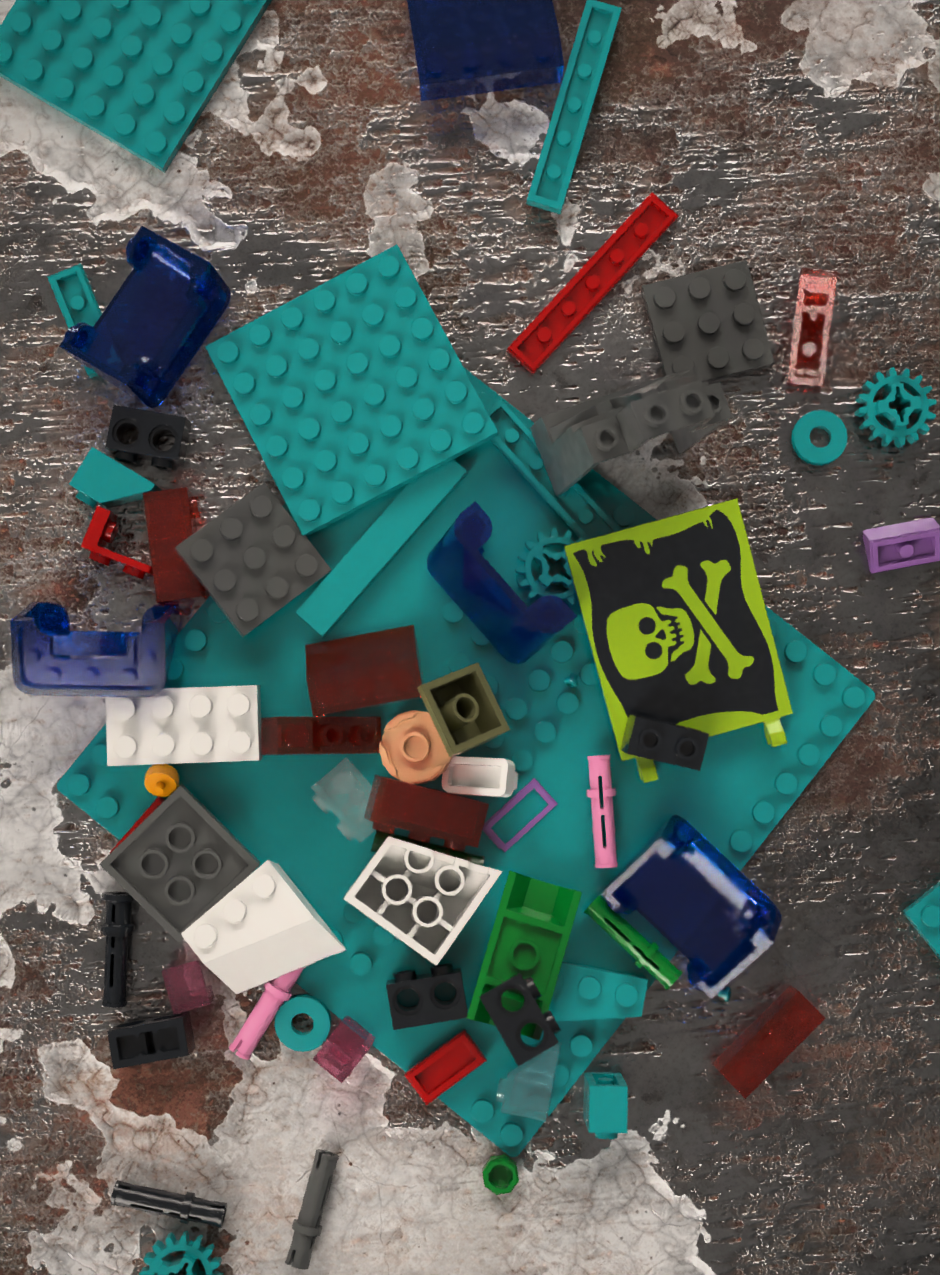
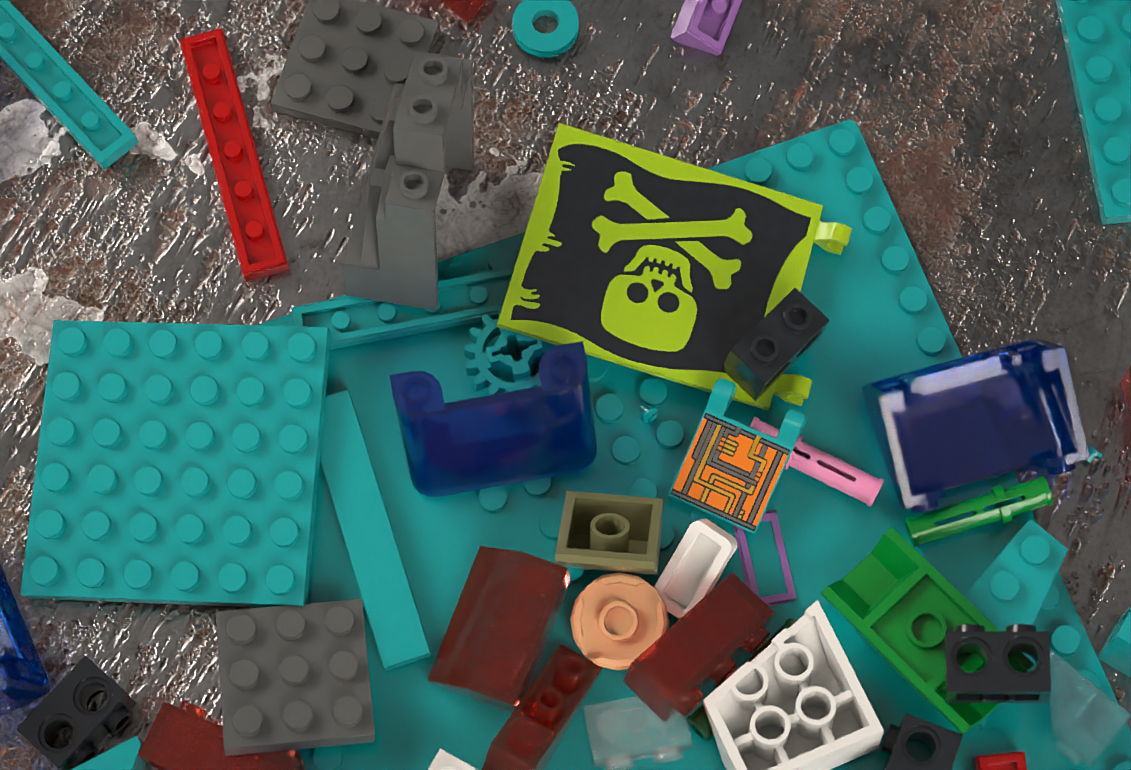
camera: 50 degrees left, 15 degrees down
(565, 760) = (733, 466): none -> flag

